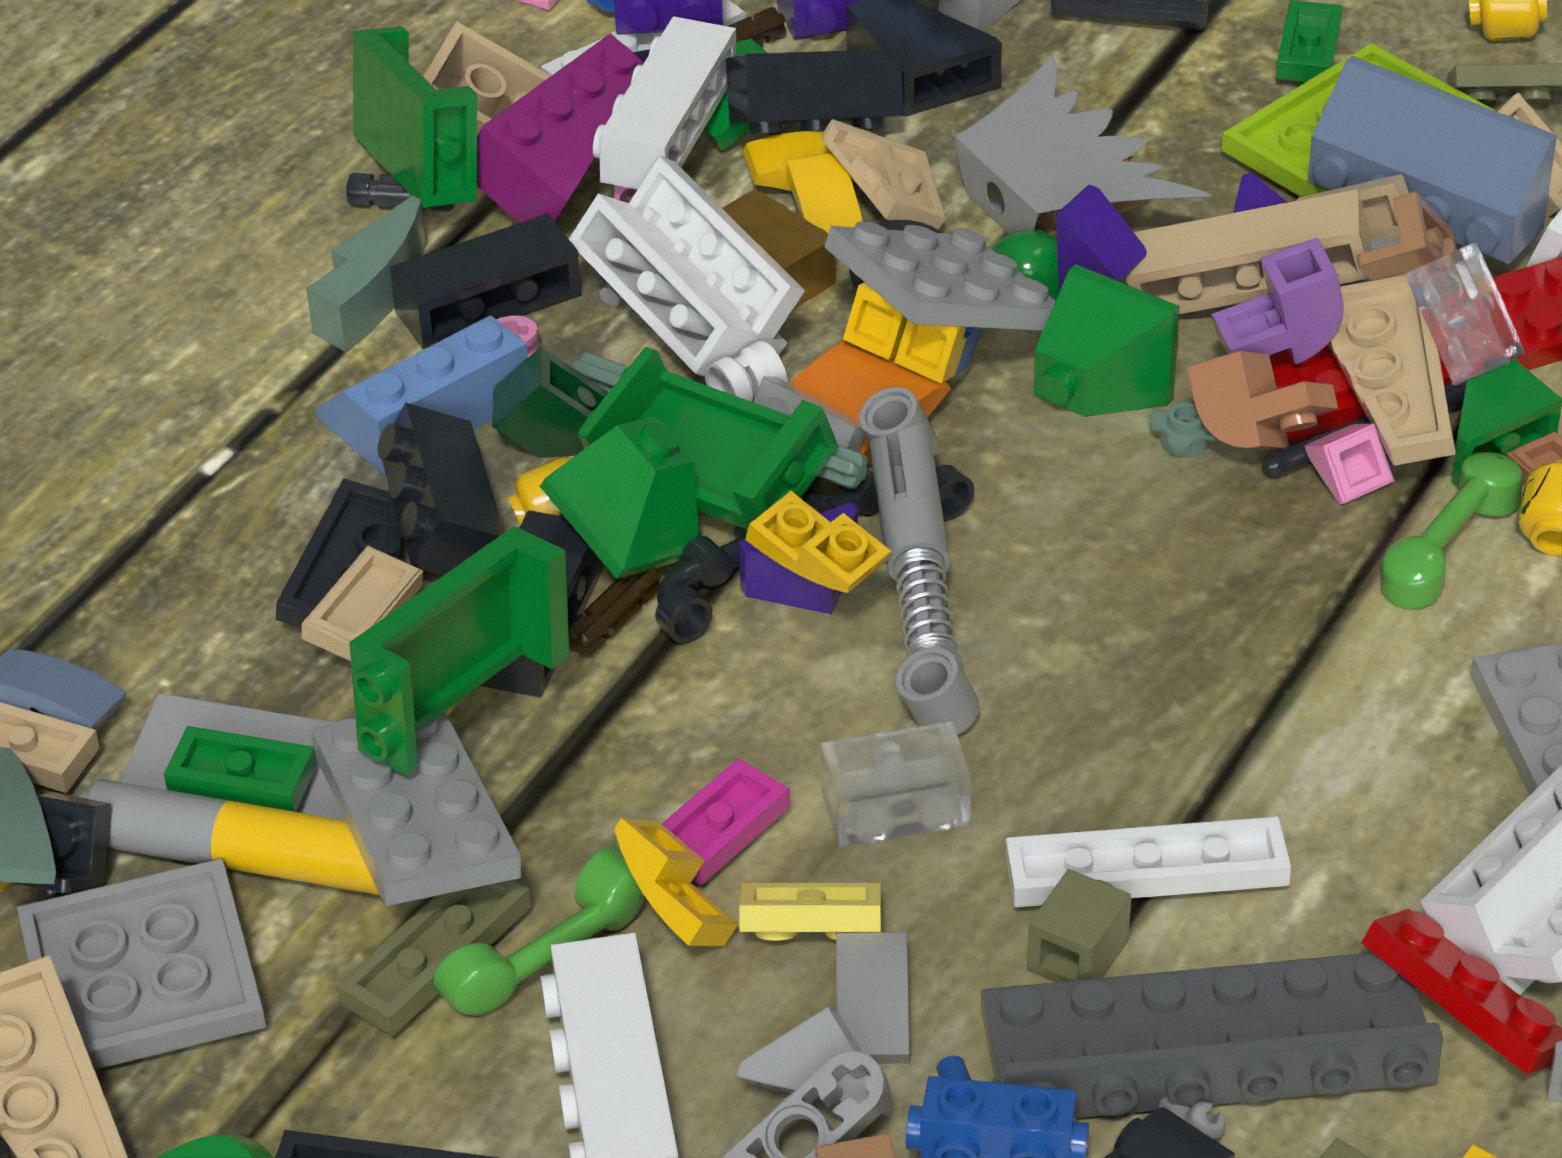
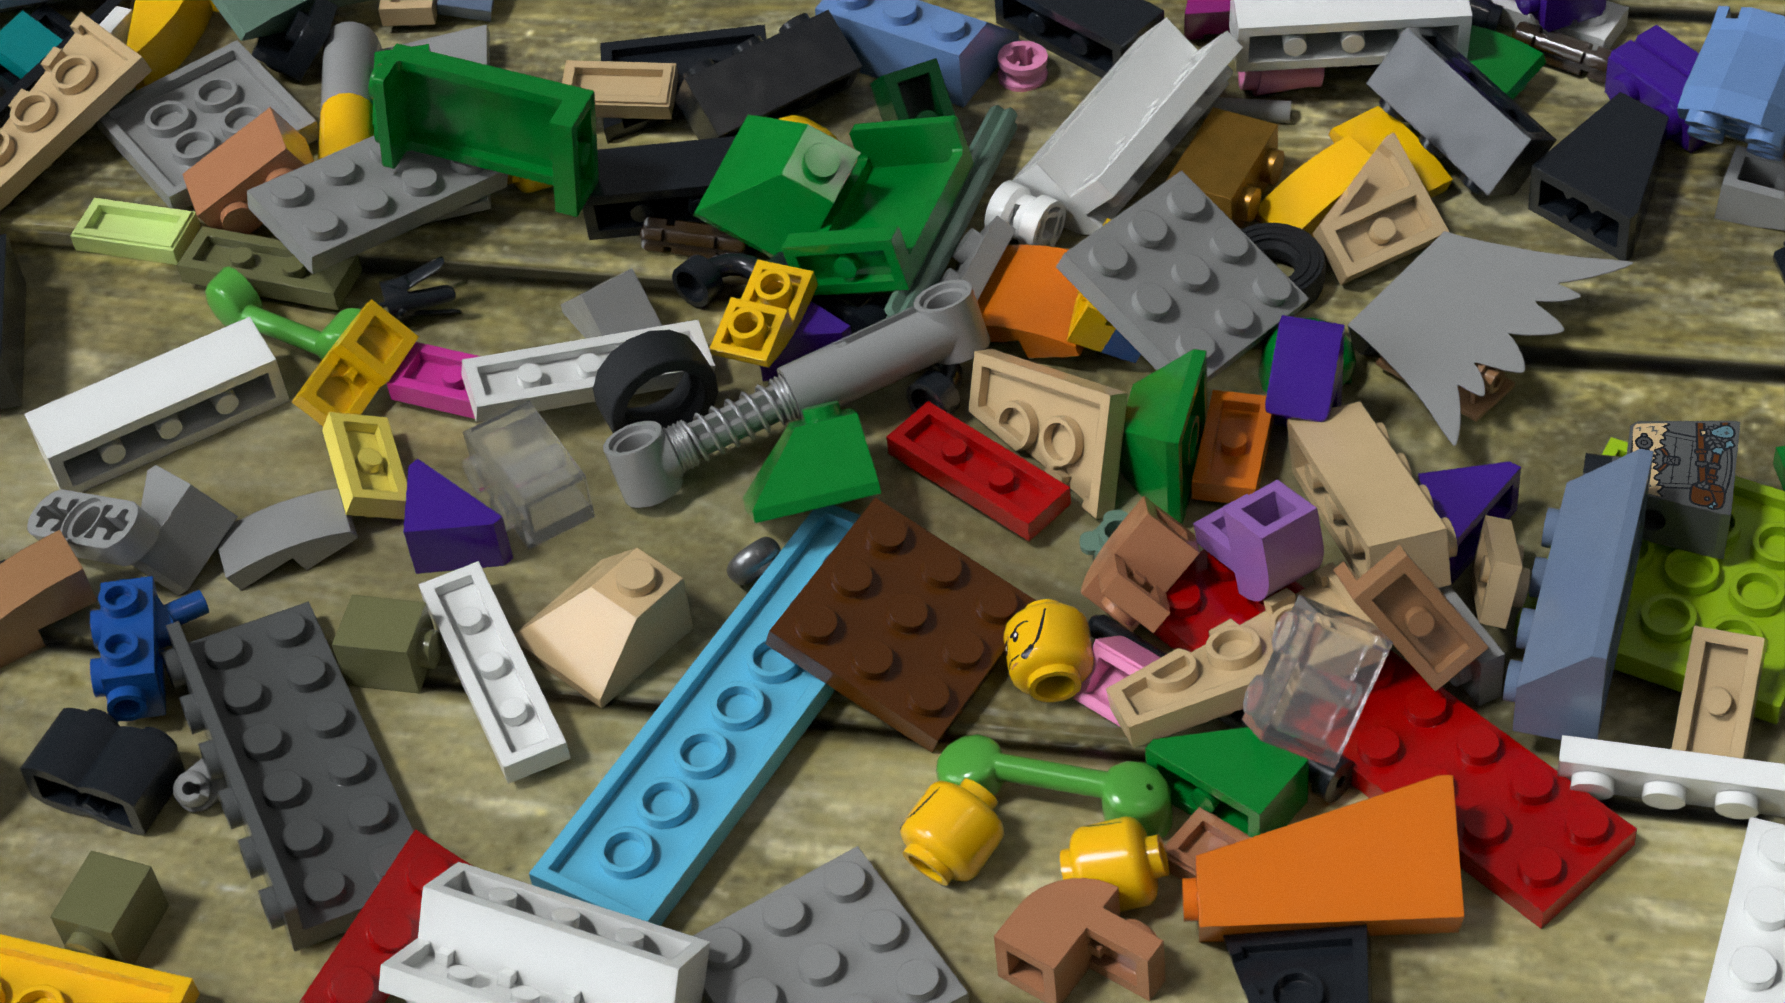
camera: 75 degrees right, 5 degrees up
(269, 1069) = (135, 231): none -> yellowish green tile
(303, 915) = (245, 160): none -> nougat brick
(561, 841) = (408, 304): none -> black piece
(692, 685) = (612, 307): none -> light grey slope
(785, 707) = (557, 372): none -> white plate
(856, 652) = (648, 357): none -> black tyre
(927, 858) = (449, 526): none -> dark purple slope
(1029, 570) = (814, 465): none -> green slope
(1040, 412) = (1057, 419): none -> tan wing
(1054, 486) = (979, 470): none -> red plate
(1083, 652) = (752, 560): none -> flat silver piece
(1120, 762) = (609, 625): none -> tan slope
(1237, 563) = (900, 624): none -> reddish brown plate
(1285, 706) = (699, 753): none -> medium azure plate
(1297, 96) = (1688, 481): none -> dark grey torso
(1309, 485) = (1048, 650): none -> yellow head
(1487, 591) = (952, 831): none -> yellow head

